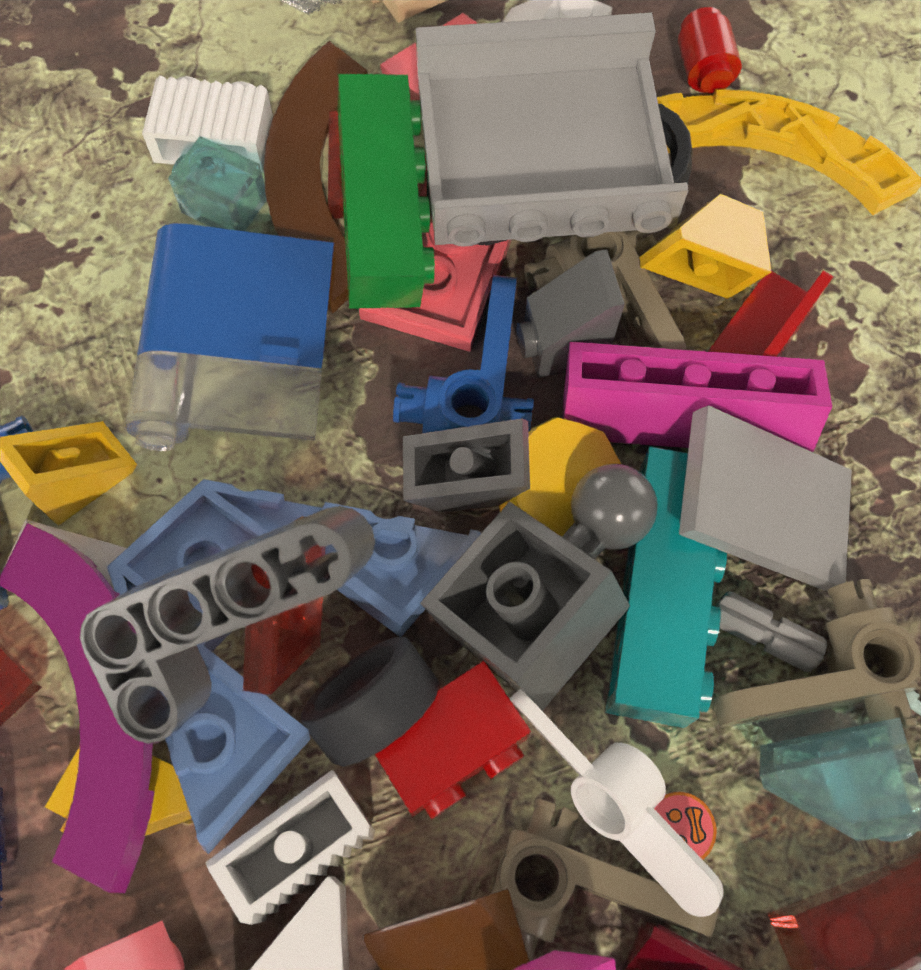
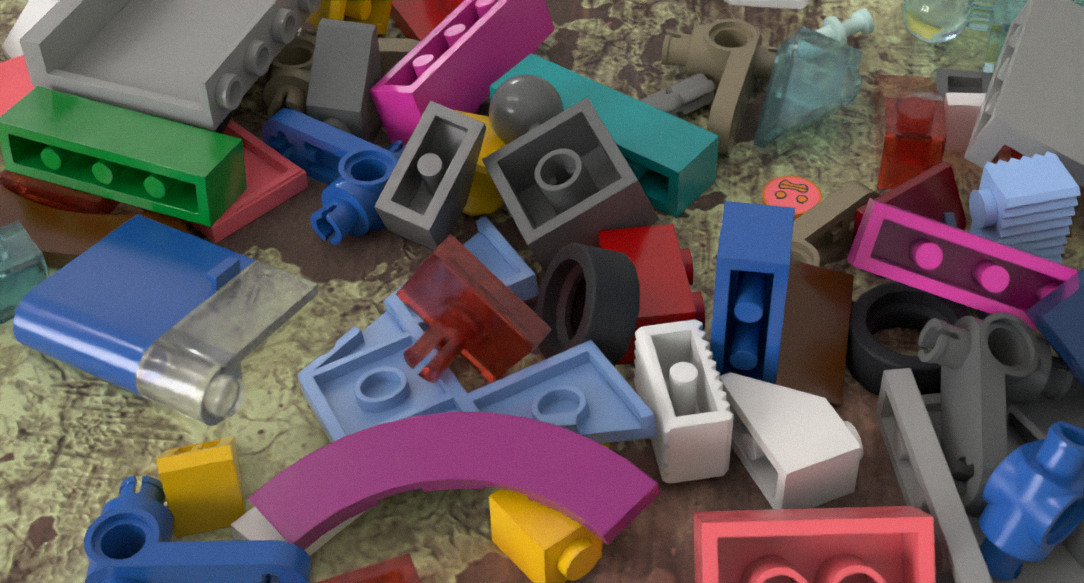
camera: 60 degrees left, 25 degrees down
(169, 628) = (477, 272): dark grey beam -> none
(403, 877) = (751, 289): none -> blue brick
(619, 802) = (779, 185): white piece -> none
(766, 500) = (573, 49): light grey tile -> none

